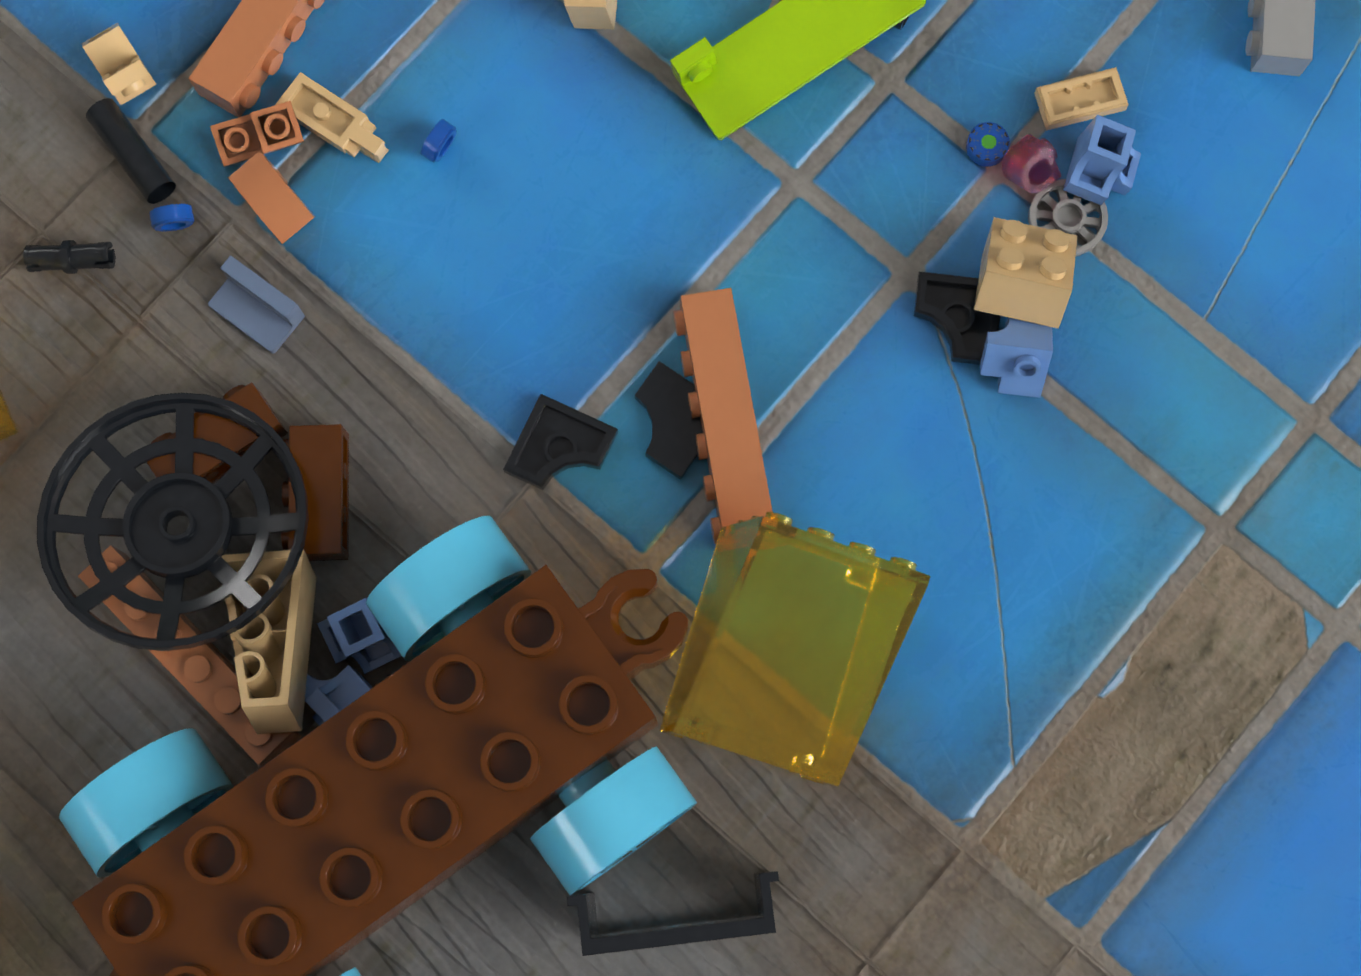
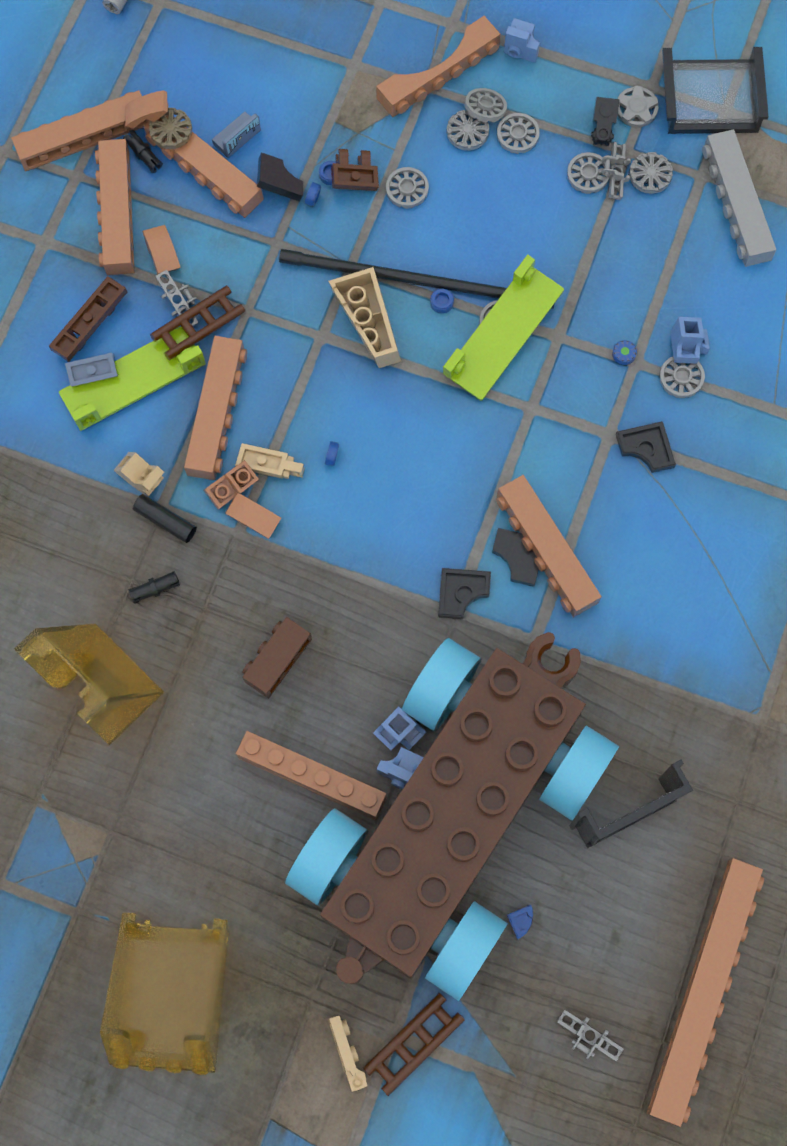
camera: 20 degrees left, 5 degrees down
(156, 505) = (278, 689): black dish -> none
(171, 217) = (202, 545): blue tile -> none
(255, 306) = (267, 577): sand blue panel -> none
(275, 645) = (349, 739): tan wedge -> none
(324, 465) = (343, 664): reddish brown brick -> none
(791, 646) = (634, 646): clear yellow windscreen -> none
(1018, 357) = (687, 455): medium blue brick -> none
(1026, 272) = (674, 411): tan brick -> none
(1031, 164) = (652, 354): clear pink plate -> none
(1081, 98) = (664, 311): tan plate -> none

